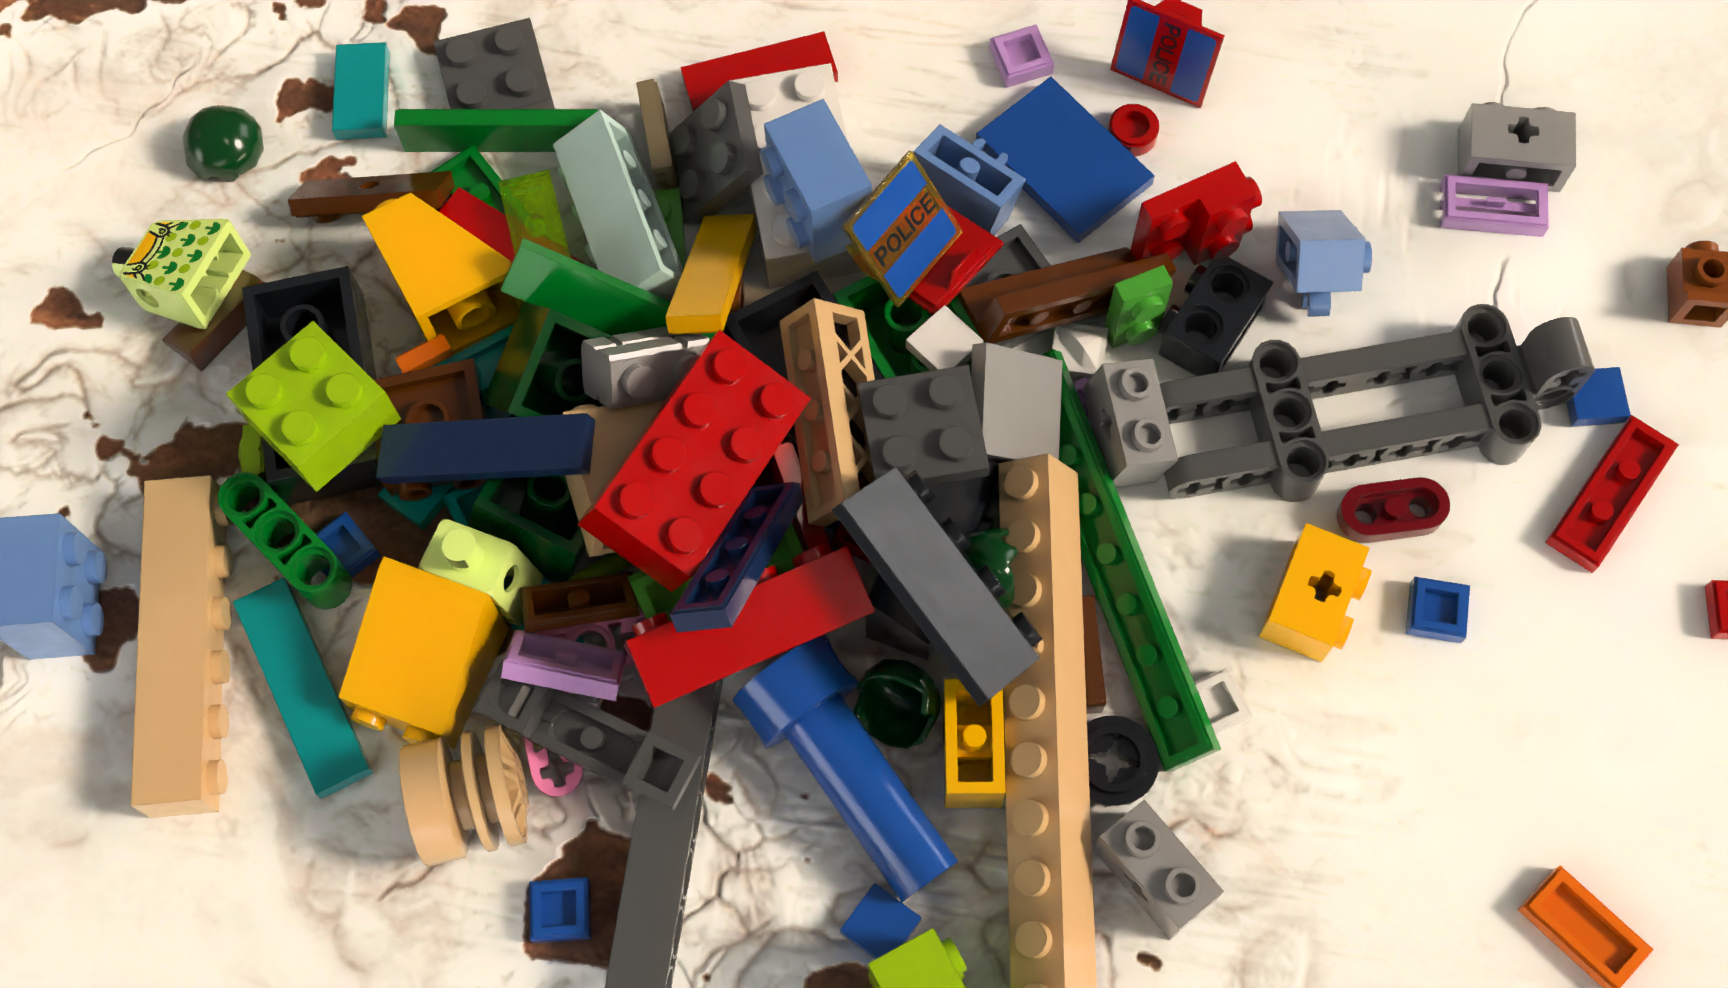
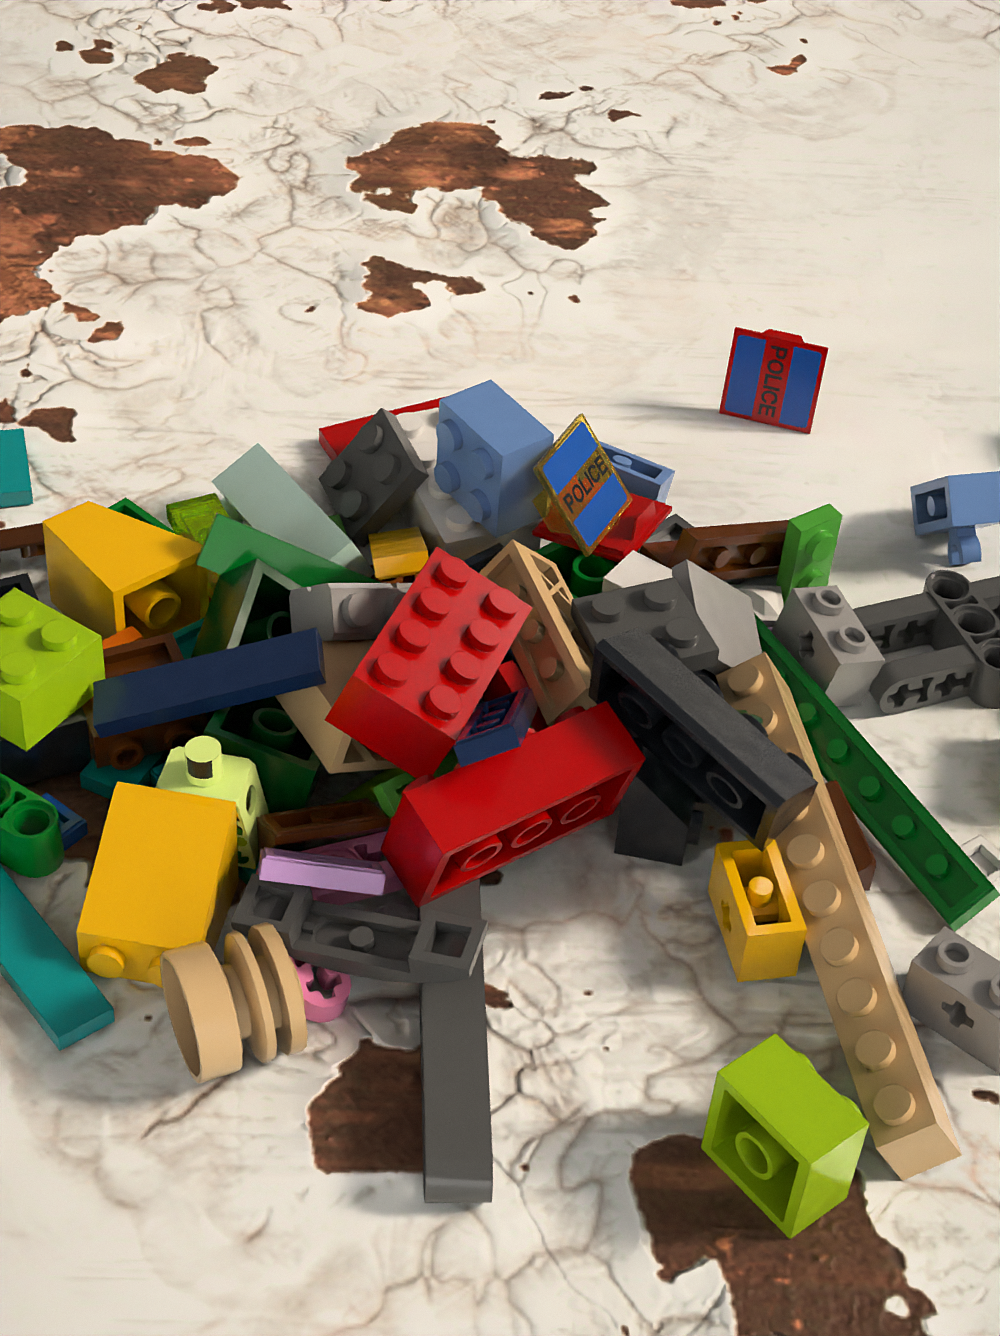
camera: 15 degrees left, 25 degrees down
(485, 129) = (141, 480): green tile -> none
(494, 68) = (134, 449): dark grey plate -> none
(560, 910) = (350, 1119): blue tile -> none
(657, 134) = (308, 470): dark tan tile -> none
(804, 703) = (574, 886): blue piece -> none
(880, 923) = (690, 1088): blue tile -> none
(897, 703) = (667, 887): dark green hair -> none
(1021, 56) = (636, 405): lavender tile -> none
(1067, 159) = (709, 476): blue tile -> none
(1134, 747) = (912, 911): black gear -> none
(1135, 128) = (755, 449): red tile -> none
(1198, 217) = (850, 478): red plate -> none
(1220, 320) = (877, 561): black brick -> none

